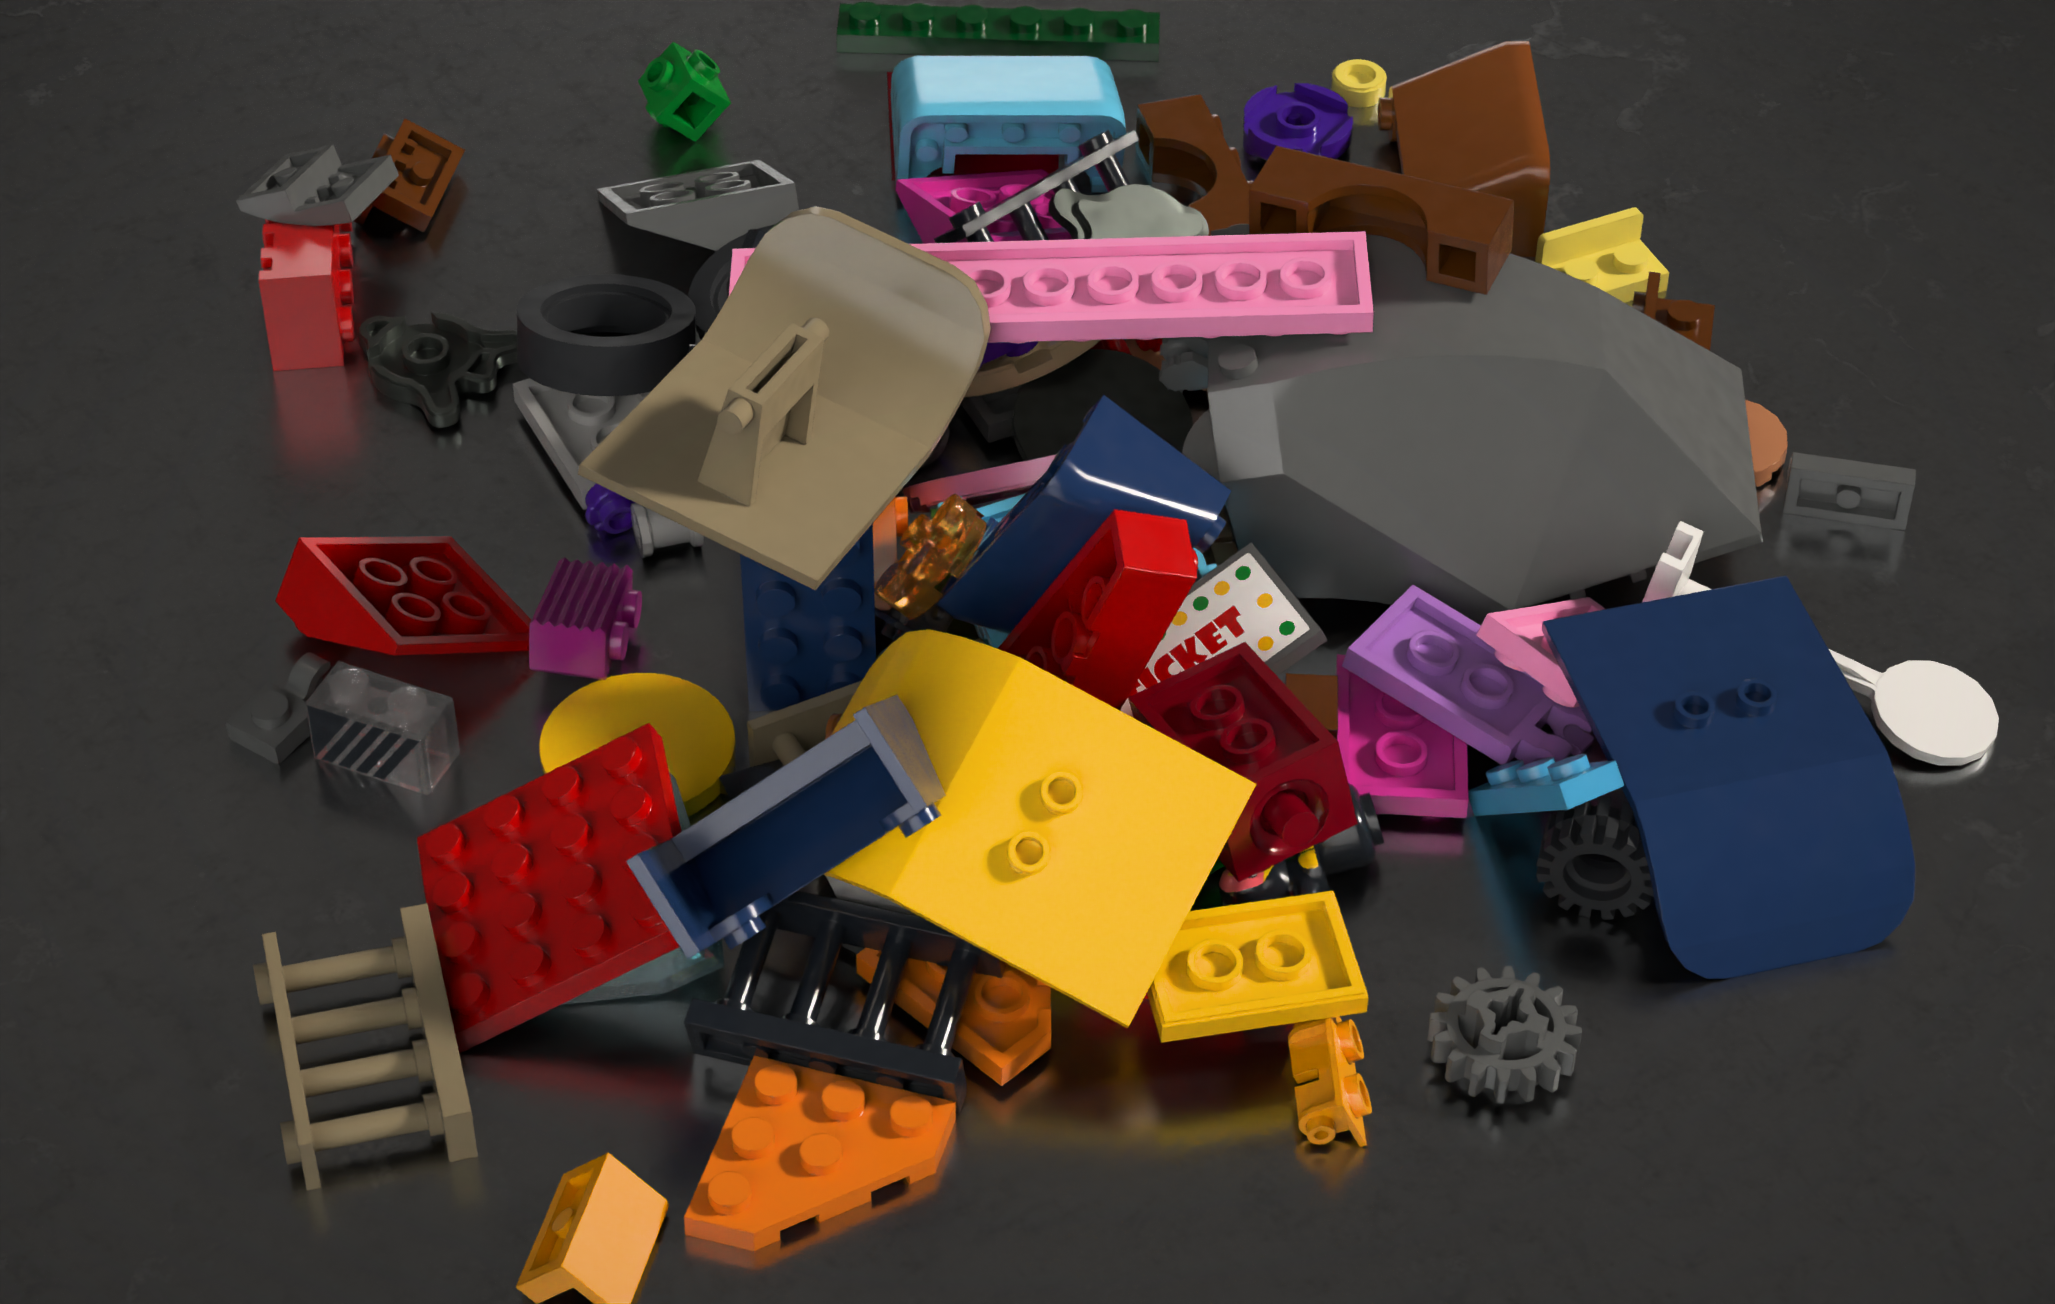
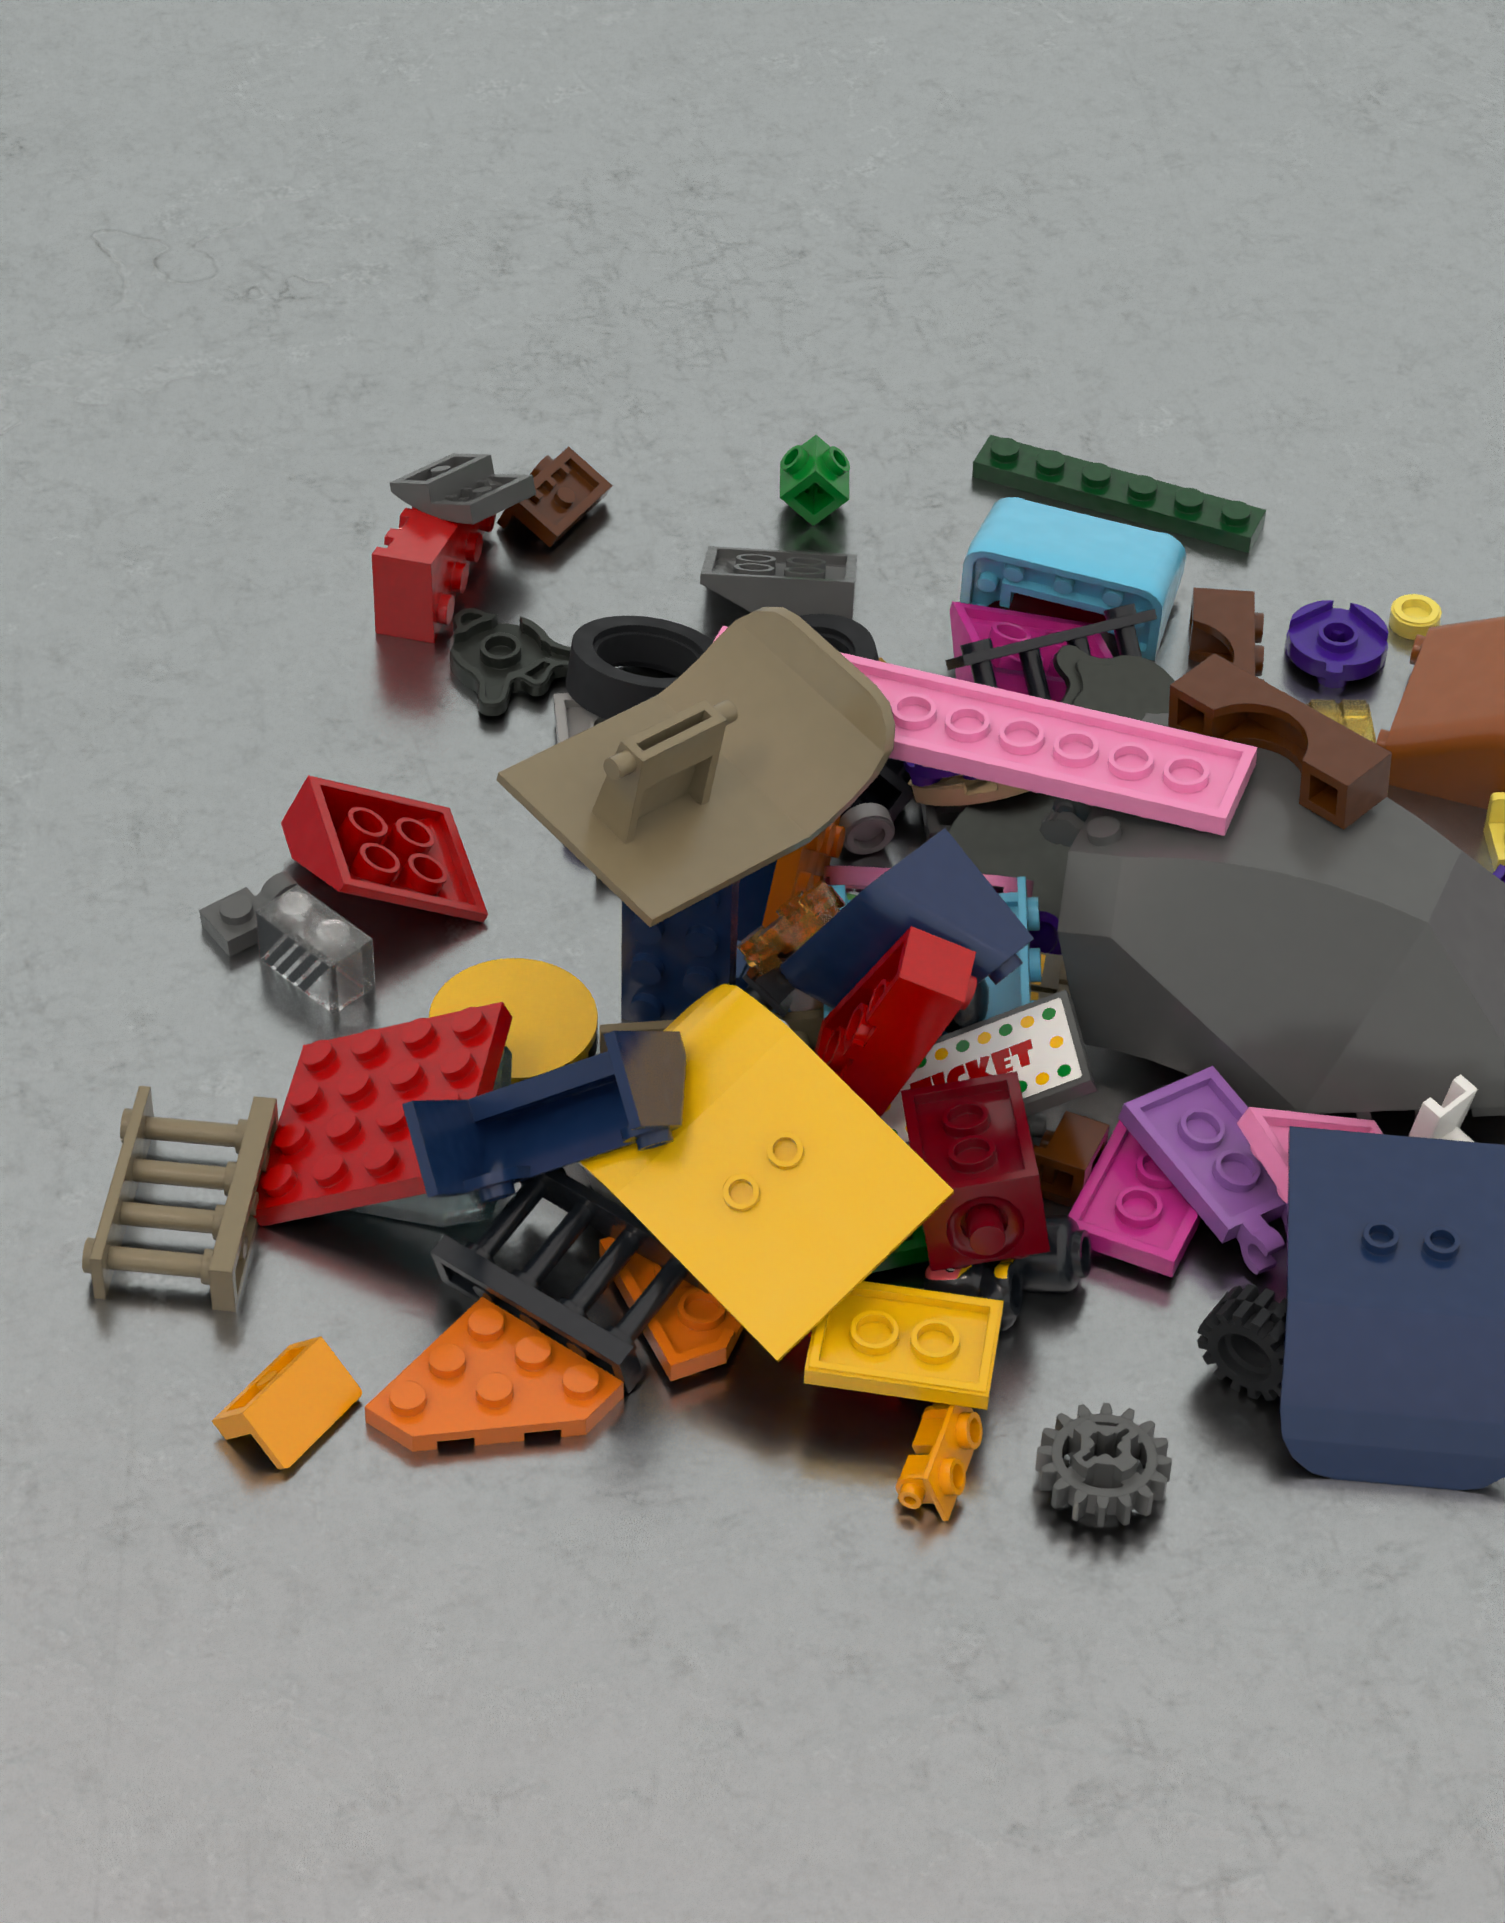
camera: 20 degrees right, 0 degrees up
(583, 619) = (513, 904): magenta brick -> none
(1544, 785) = (1232, 1266): dark azure plate -> none

